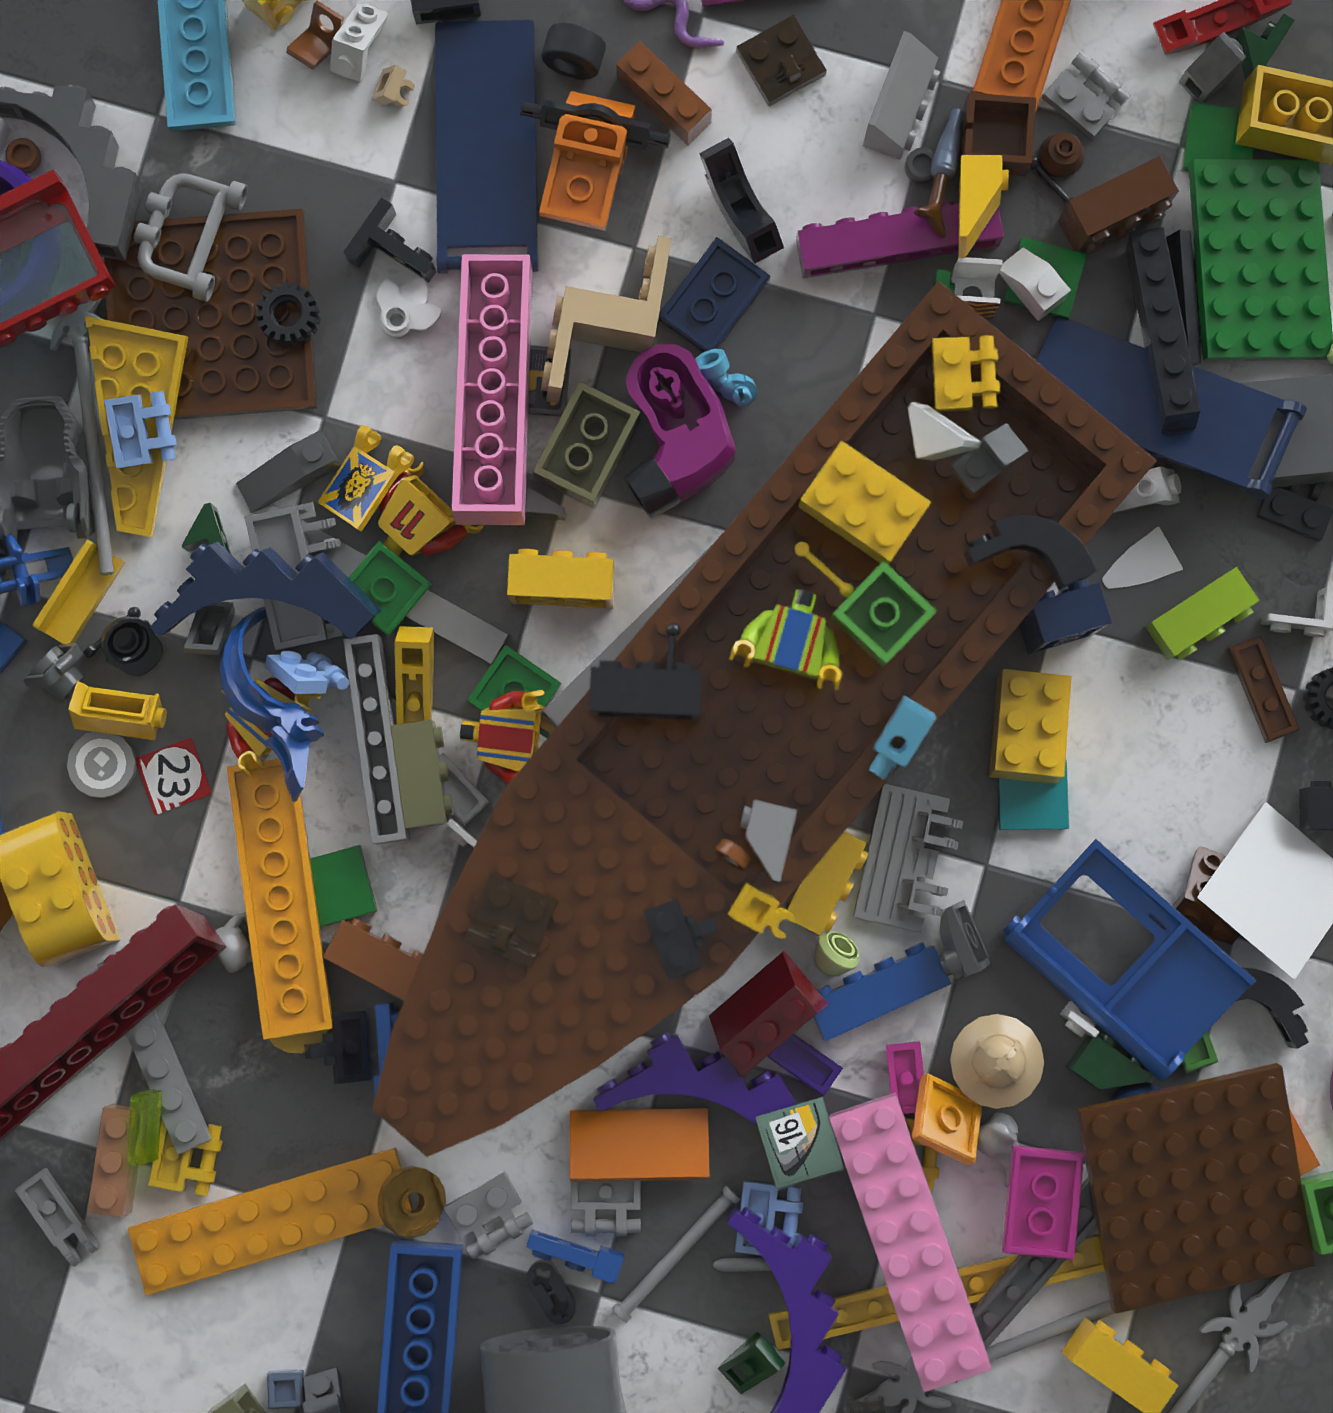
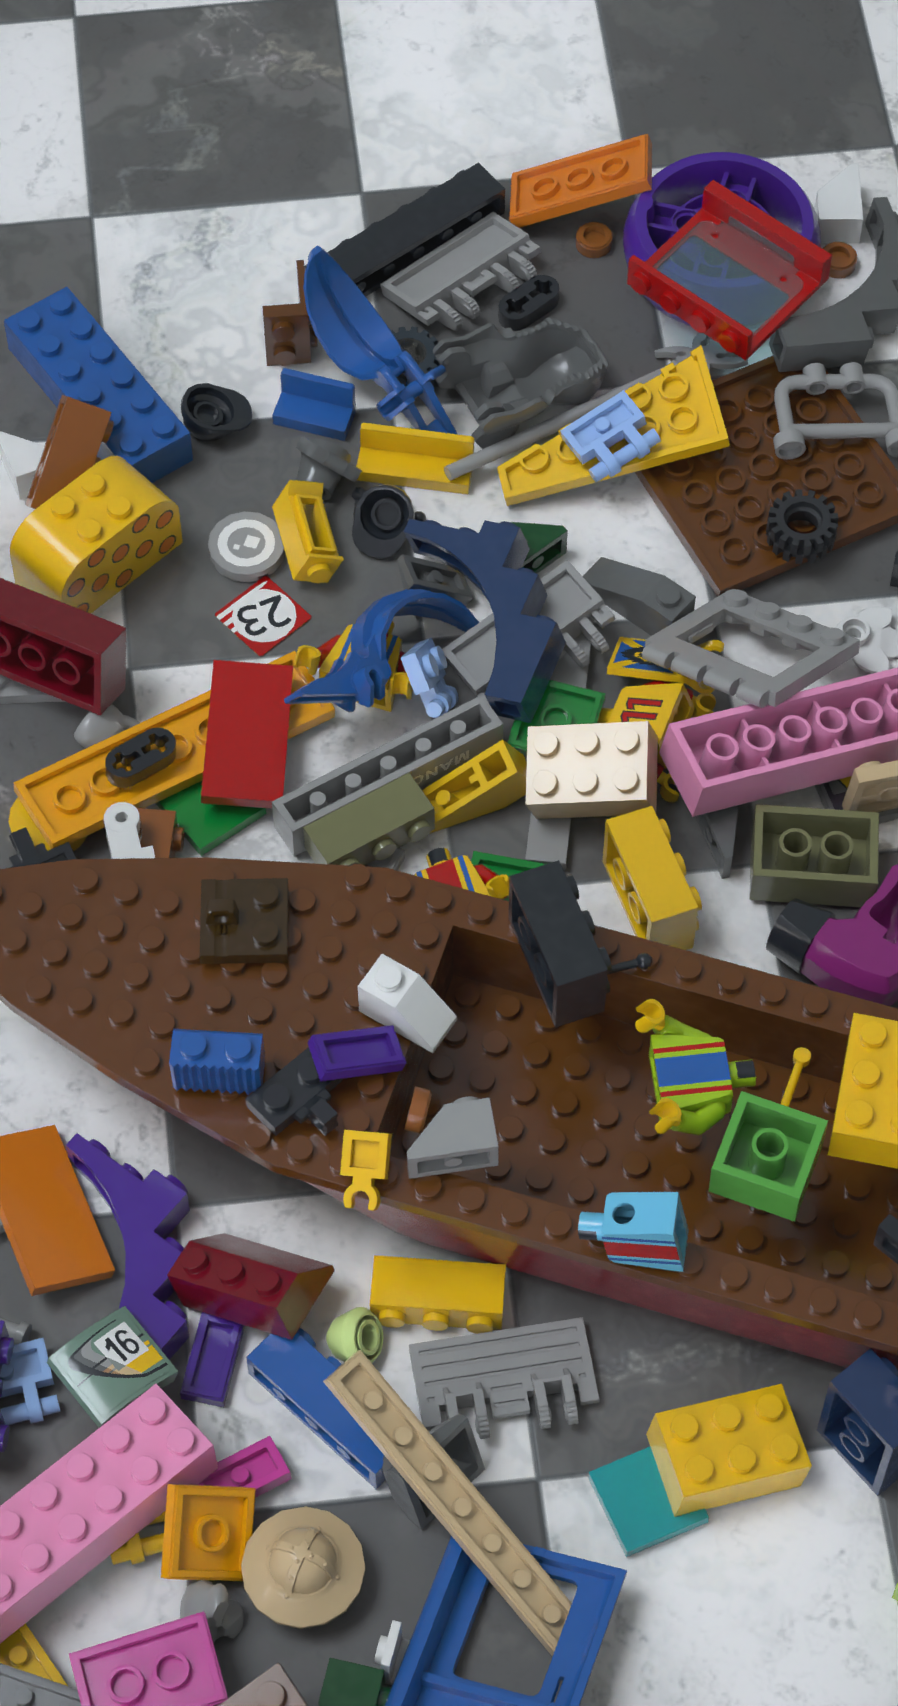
camera: 65 degrees right, 25 degrees down
(274, 931) = (142, 759): none -> black beam
(294, 836) = (246, 734): none -> red tile
(350, 971) = (125, 832): none -> white leg
(417, 443) = (674, 648): none -> light grey hinge
(451, 584) = (591, 769): none -> brick
(630, 990) = (217, 1060): none -> blue brick
(641, 826) = (406, 1001): none -> white slope
(666, 881) = (356, 1053): none -> dark purple tile
(1001, 942) = (451, 1497): none -> tan tile

